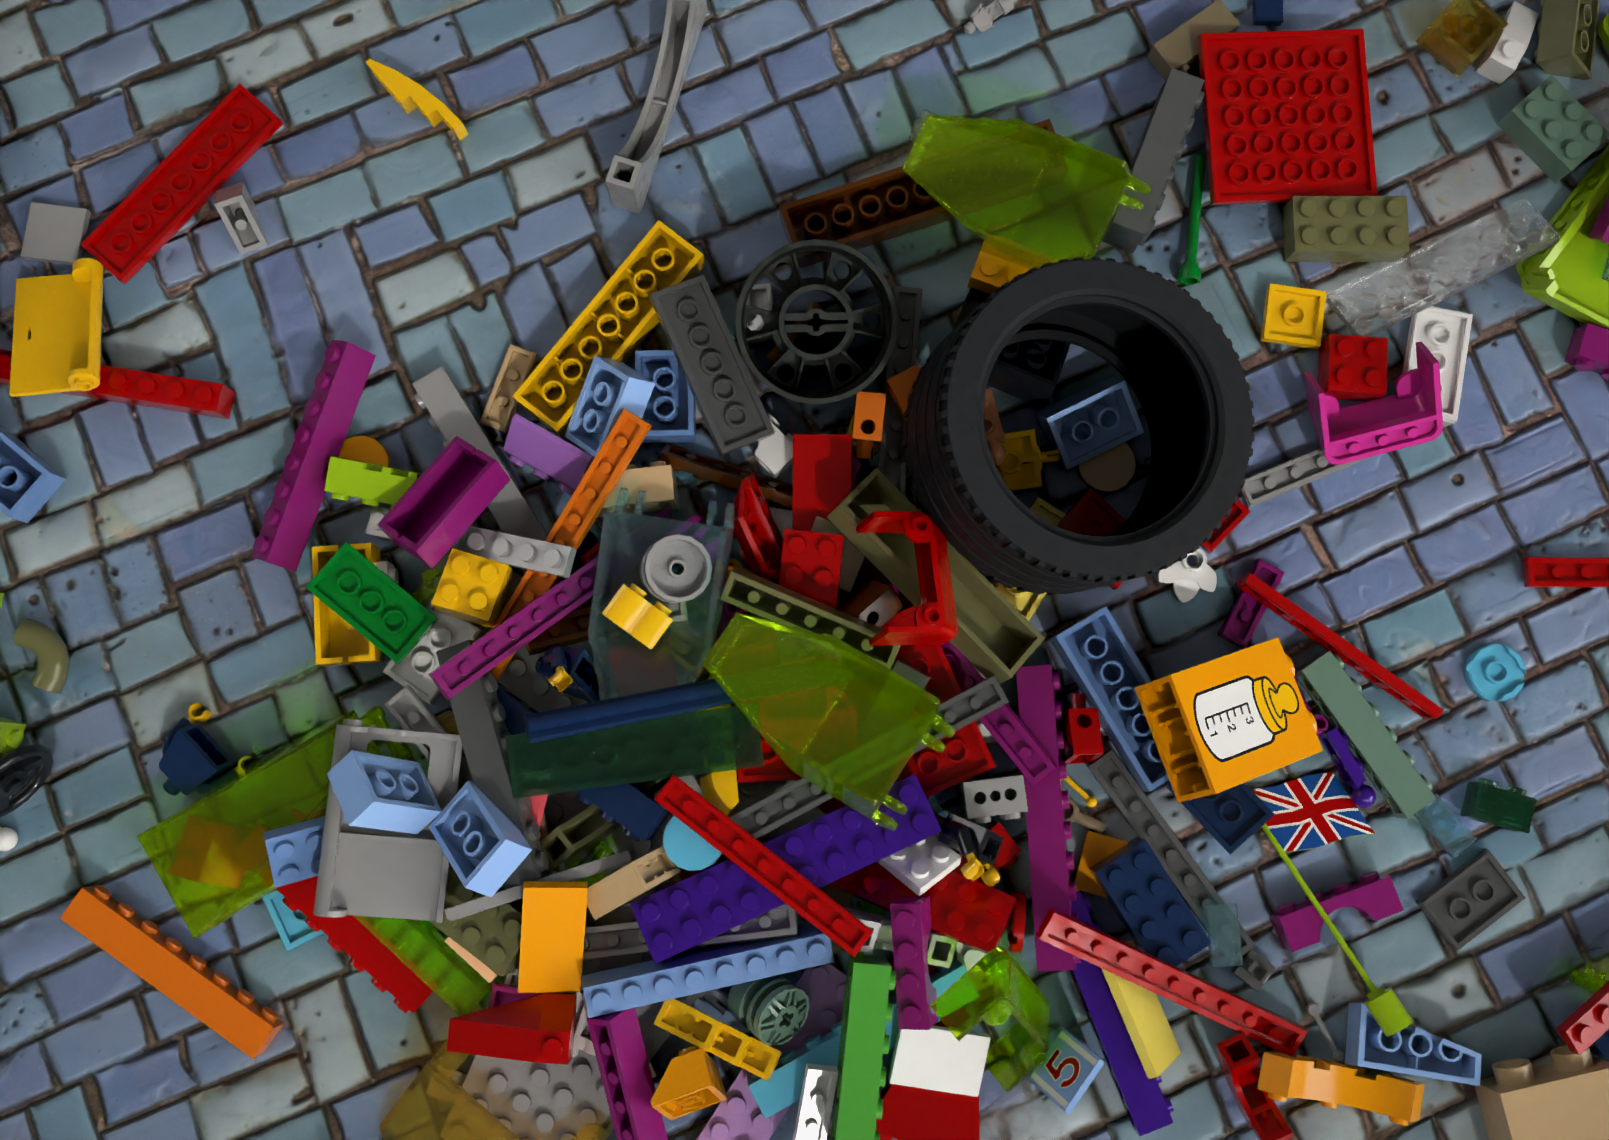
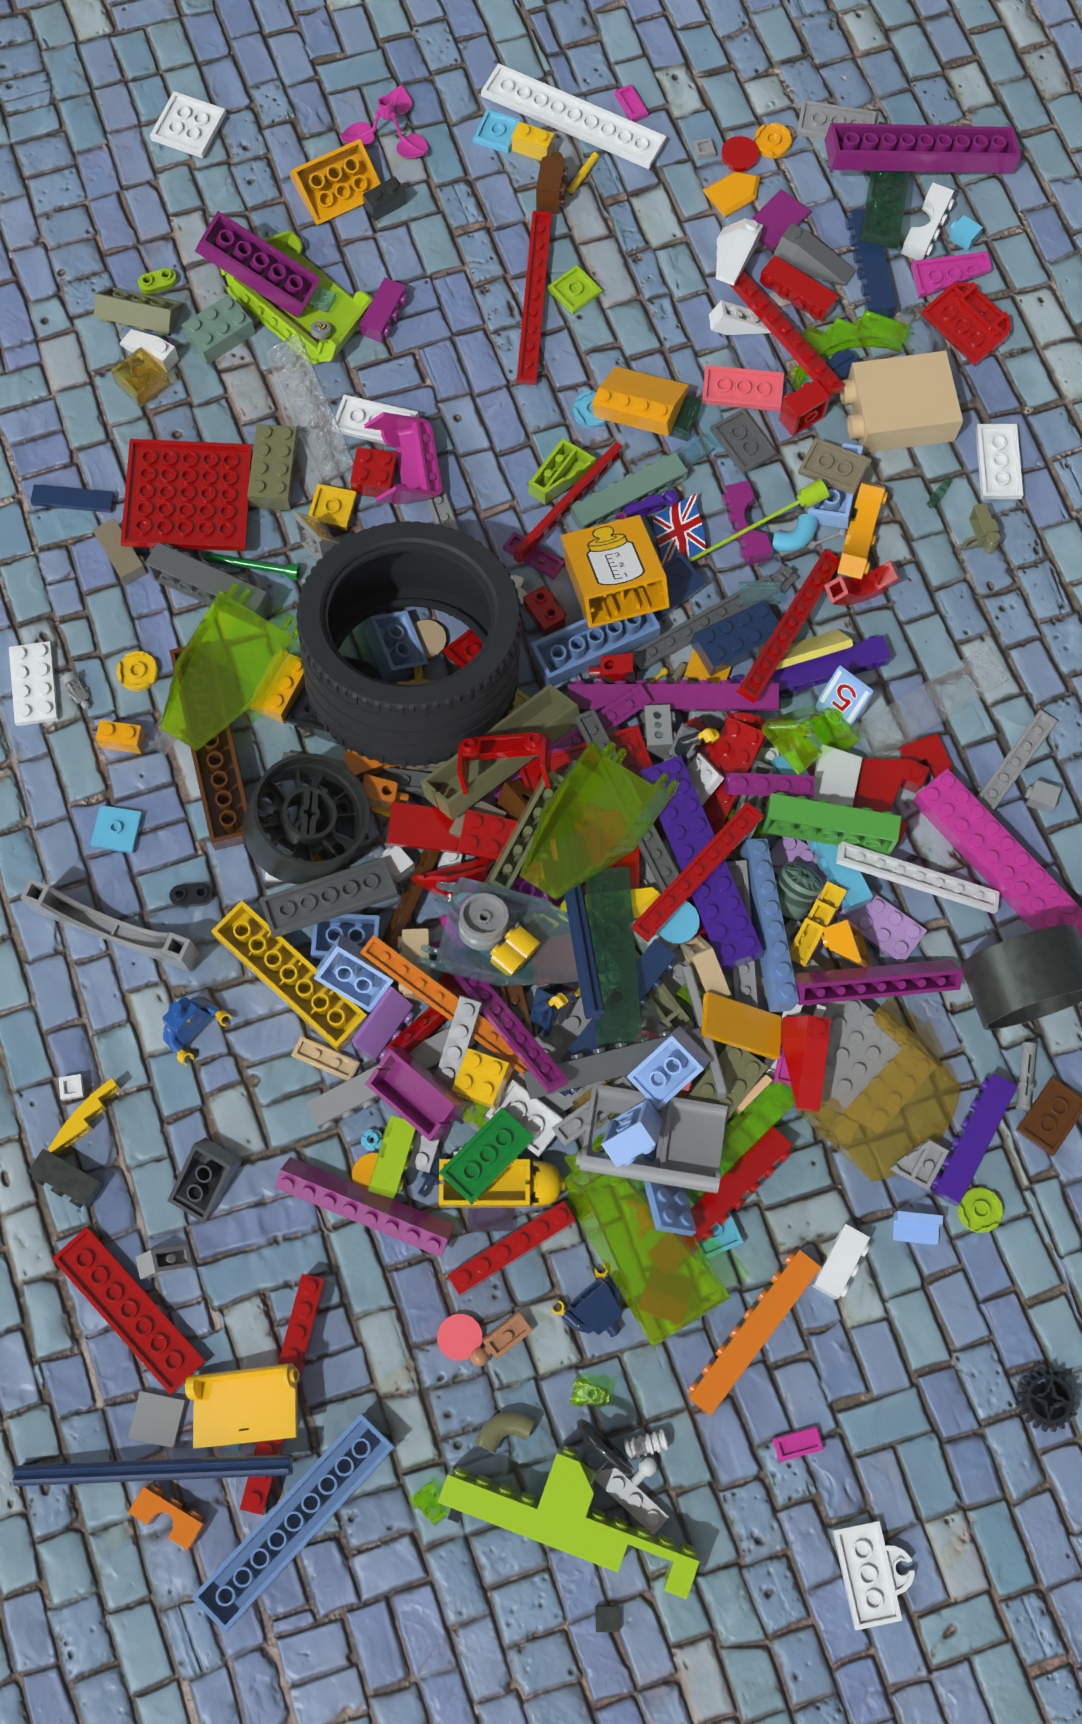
camera: 85 degrees left, 10 degrees down
(30, 835) = (646, 1444): none -> white piece
(37, 1033) = (797, 1444): none -> dark pink tile
(90, 758) = (585, 1392): none -> clear neon green plate
(156, 643) = (501, 1339): none -> nougat plate
(161, 590) = (459, 1337): none -> coral tile
(266, 1086) = (841, 1262): none -> white brick
(268, 646) = (511, 1248): none -> red brick
(303, 618) = (490, 1219): none -> clear purple tile
(338, 87) = (65, 1179): none -> pearl dark grey brick
(346, 254) = (204, 1179): none -> black slope
(351, 683) = (545, 1183): none -> yellow cylinder
(359, 536) = (430, 1178): none -> dark blue piece
(405, 449) = (365, 1140): none -> medium azure plate
(454, 78) = (71, 1087): none -> white plate
(536, 493) = (417, 1030): none -> red tile
(544, 207) = (186, 1020): none -> blue torso
(717, 193) = (190, 896): none -> black plate
(799, 89) = (116, 829): none -> medium azure plate
(925, 76) = (120, 736): none -> light orange brick
(1023, 88) = (137, 671): none -> yellow tile
(1165, 624) = (544, 610): none -> red brick
(1242, 298) = (314, 535): none -> light grey slope
(1319, 990) = (797, 538): none -> medium azure cylinder
(1385, 631) = (560, 471): none -> lime wedge
(1440, 1042) = (834, 465): none -> dark tan tile
(1516, 741) = (639, 400): none -> light orange slope
(1536, 991) = (804, 407): none -> red brick
(1559, 896) = (743, 388): none -> coral plate
(1572, 270) = (320, 329): none -> light grey tile

